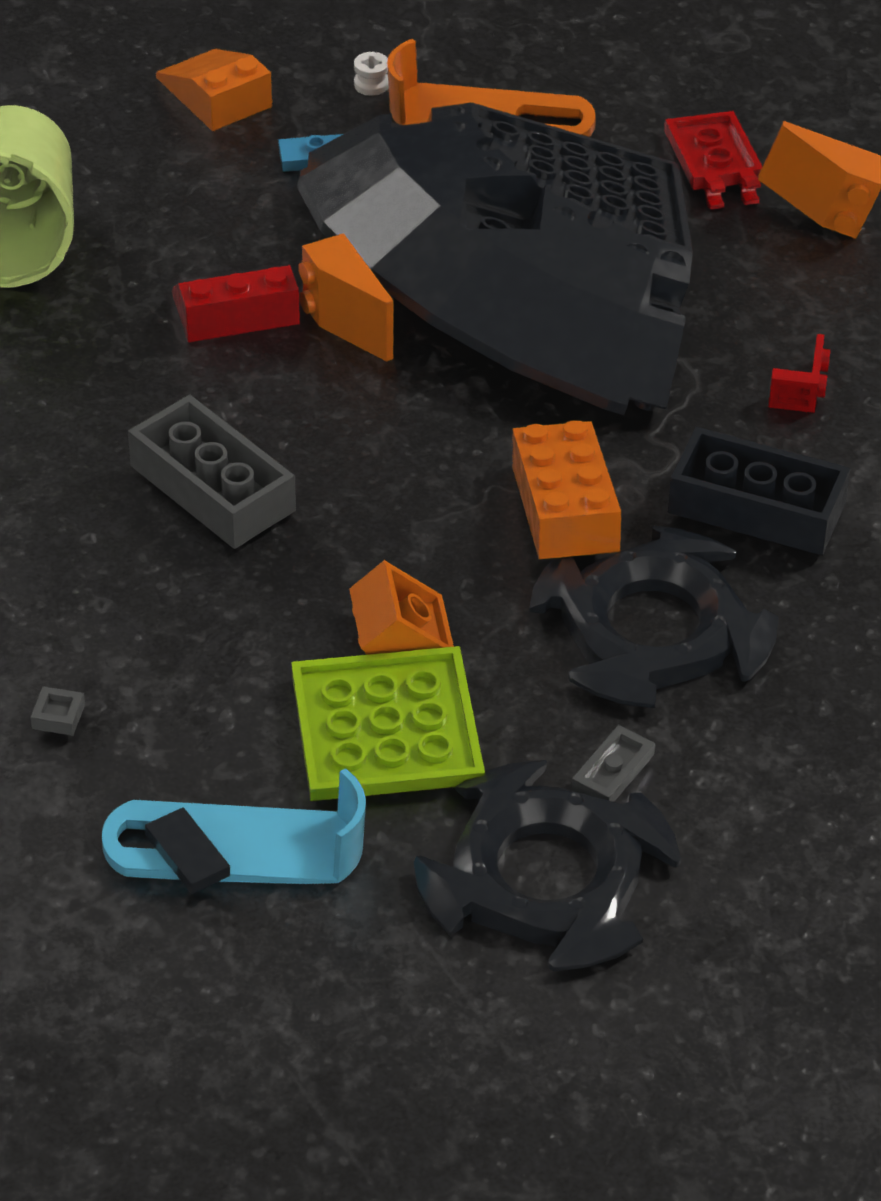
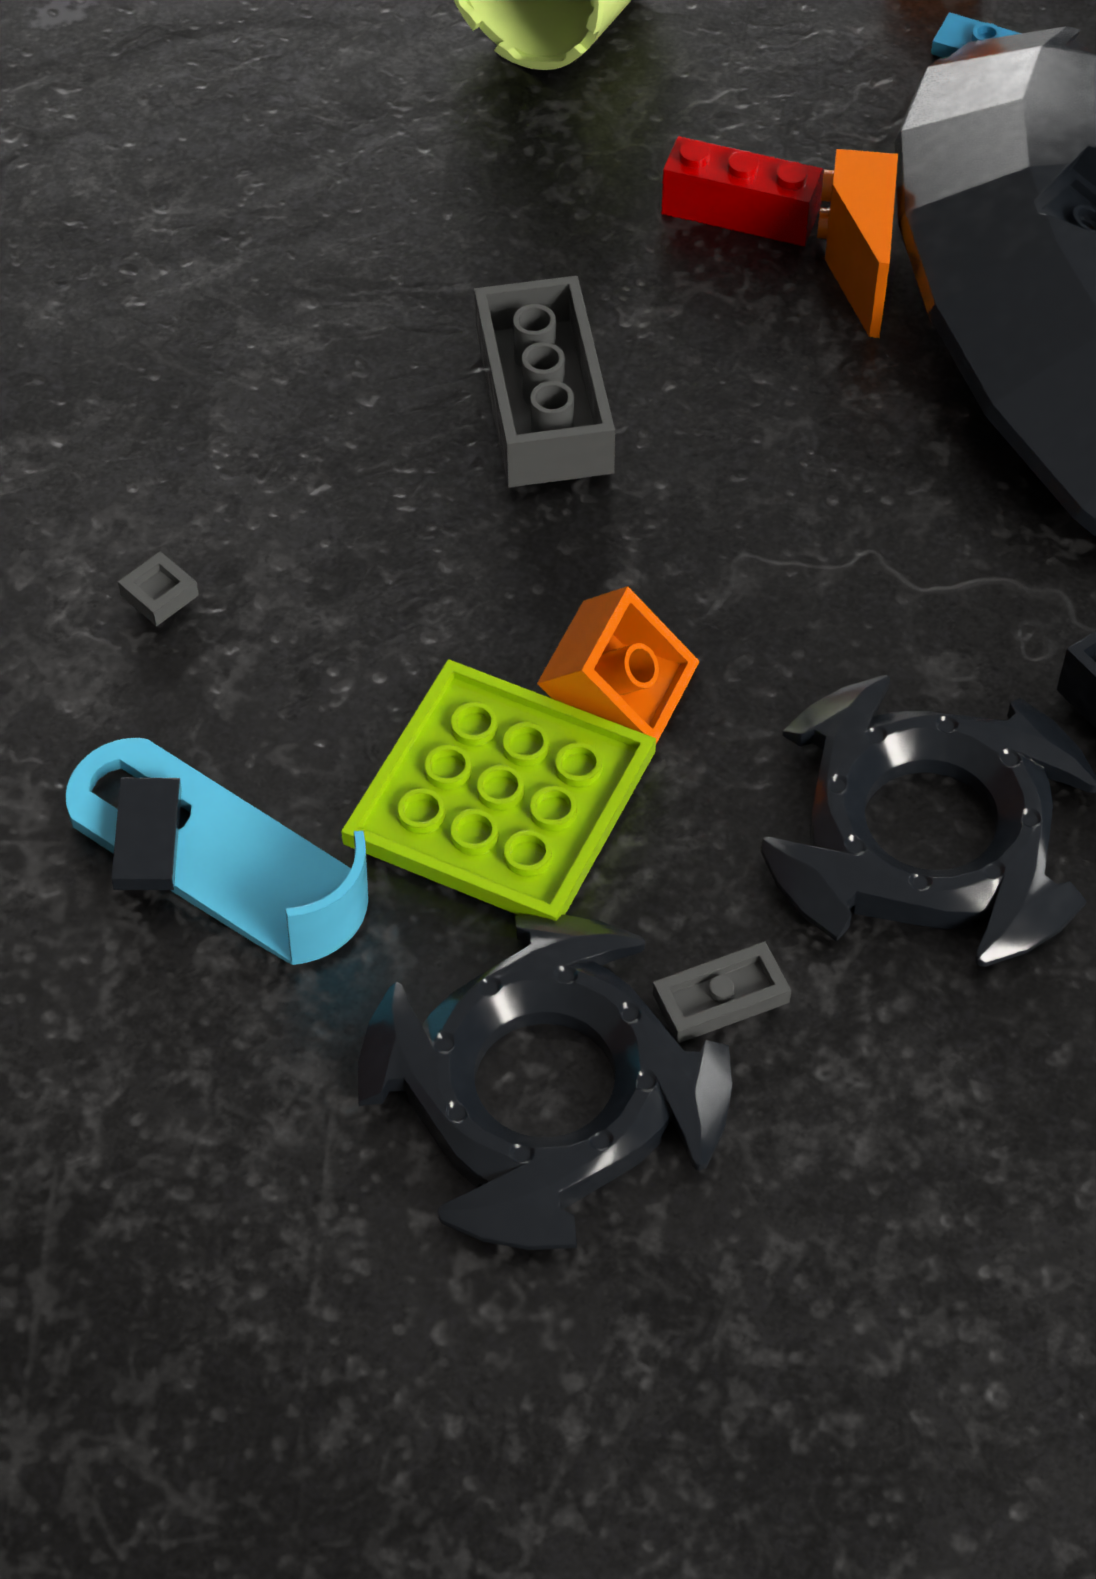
camera: 35 degrees right, 10 degrees up
(566, 490) = (933, 601): orange brick -> none

